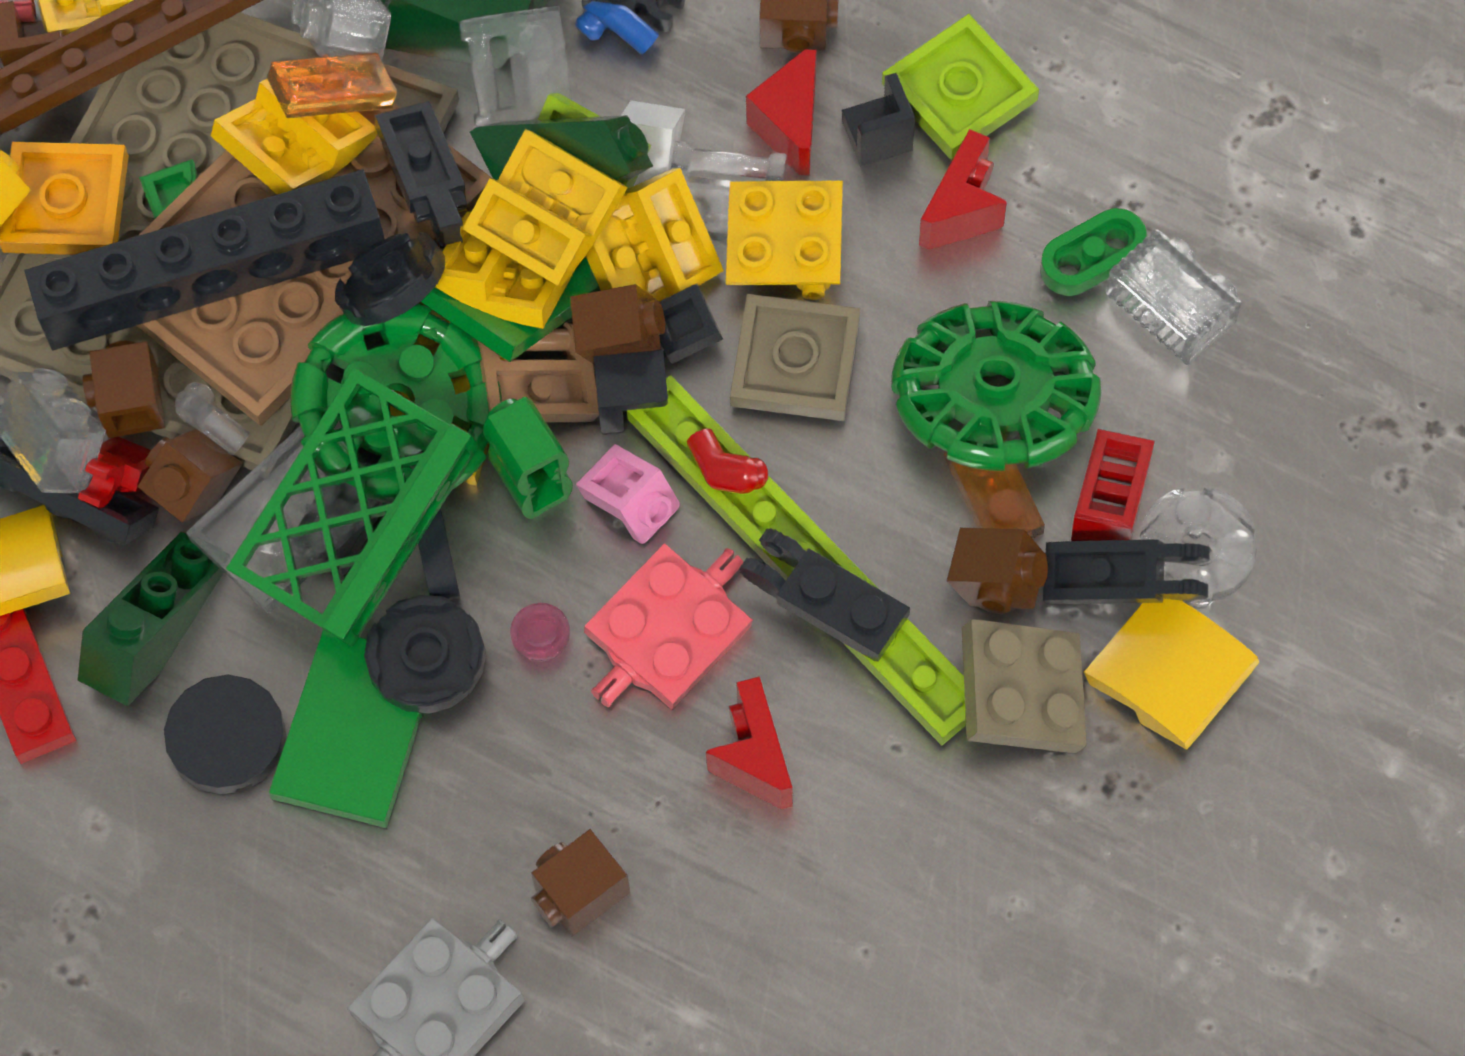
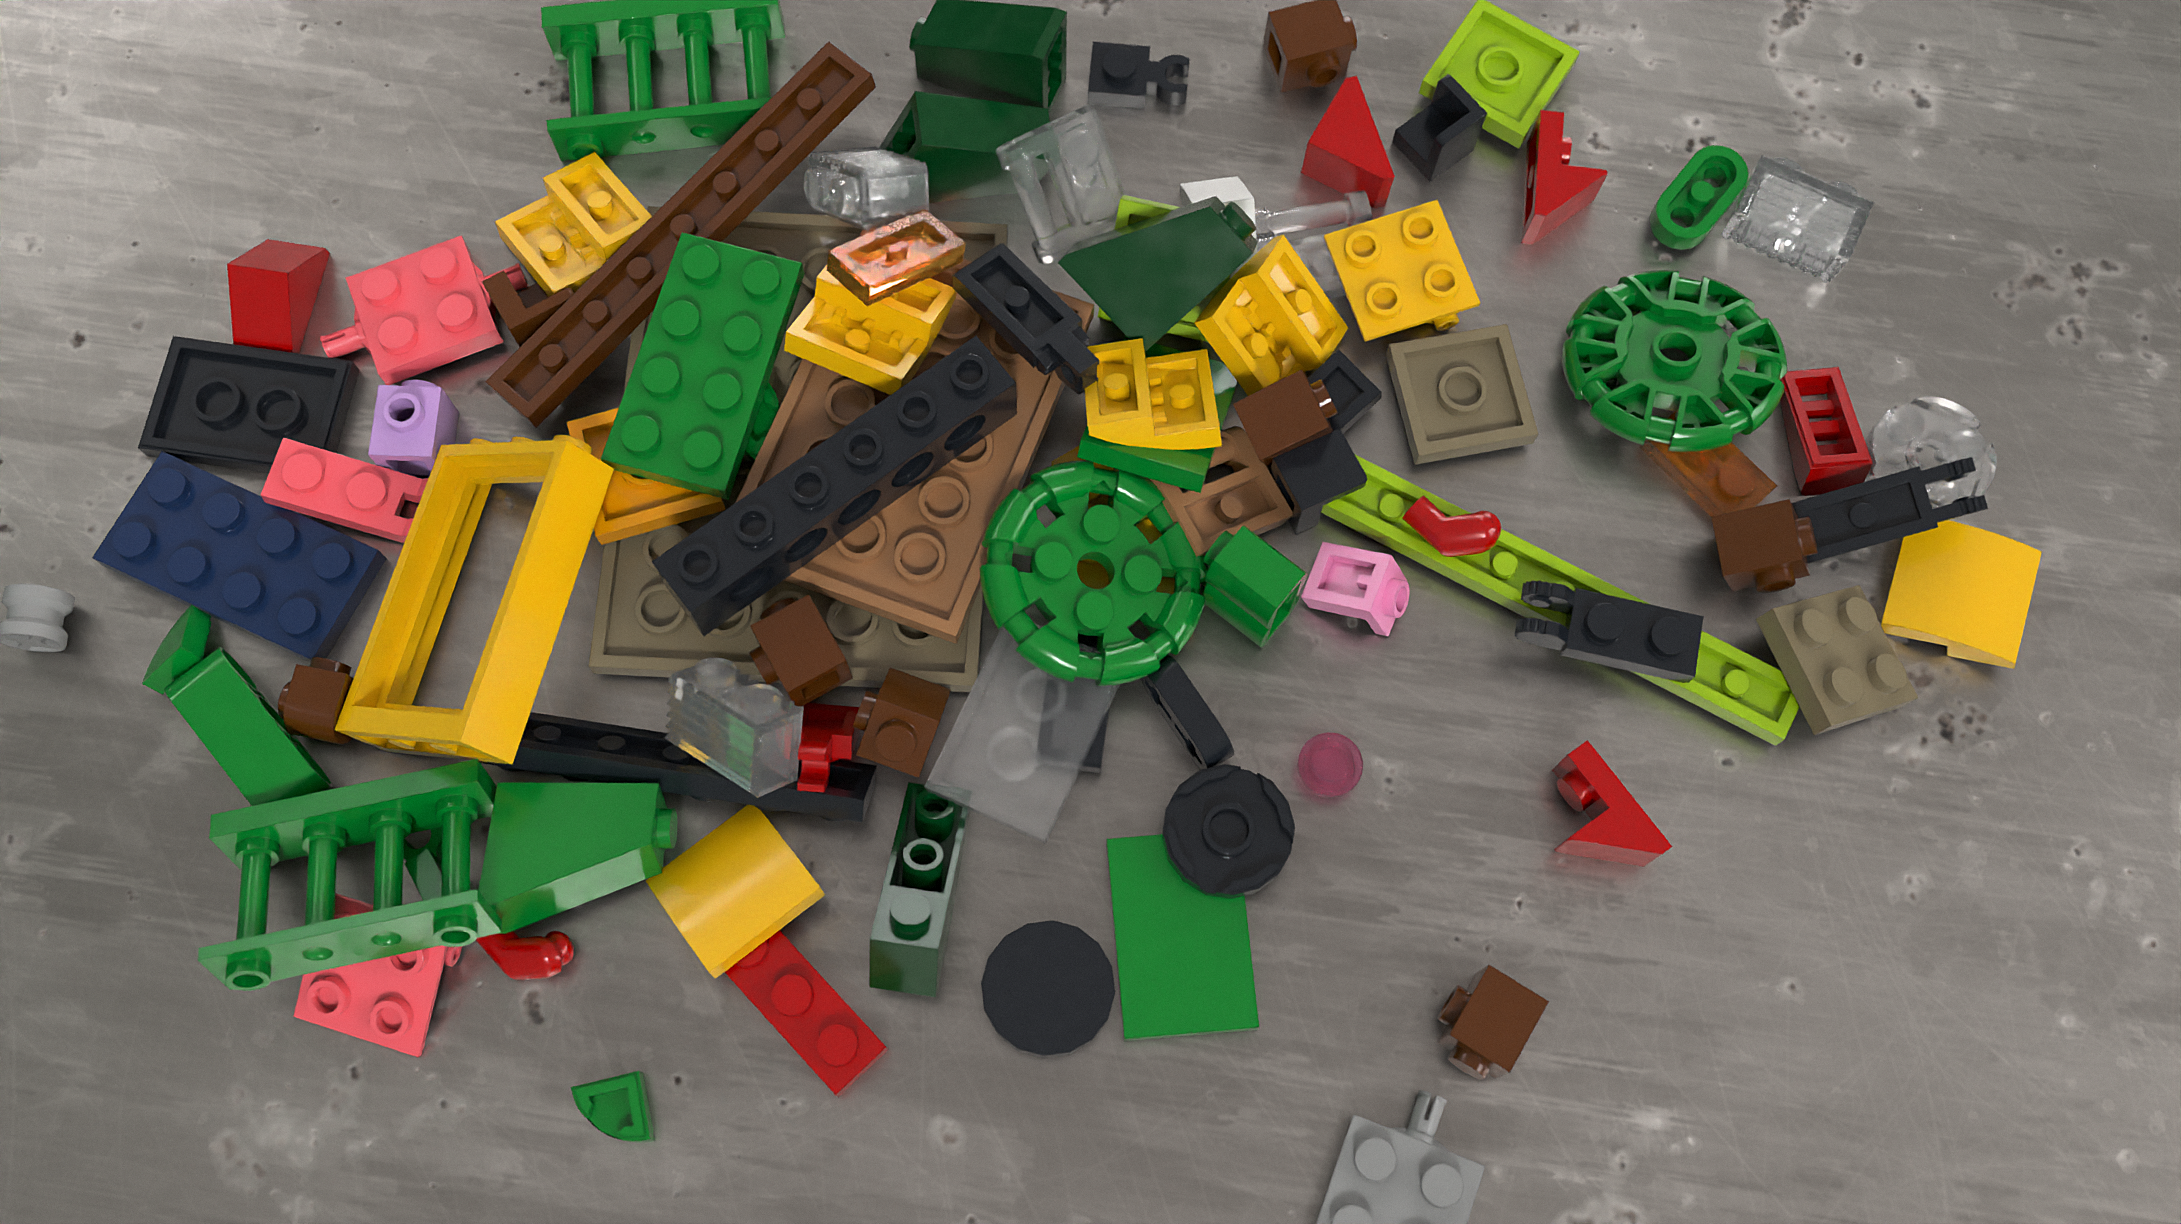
camera: 25 degrees left, 5 degrees up
(140, 128) = (704, 366): none -> green plate
(197, 409) = (884, 649): clear arm -> none
(390, 278) = (1047, 445): black tile -> none
(396, 534) = (1159, 714): green fence -> none
(545, 208) = (1177, 318): yellow slope -> none
(619, 20) = (1137, 104): blue arm -> none
(667, 626) = (1455, 715): coral plate -> none

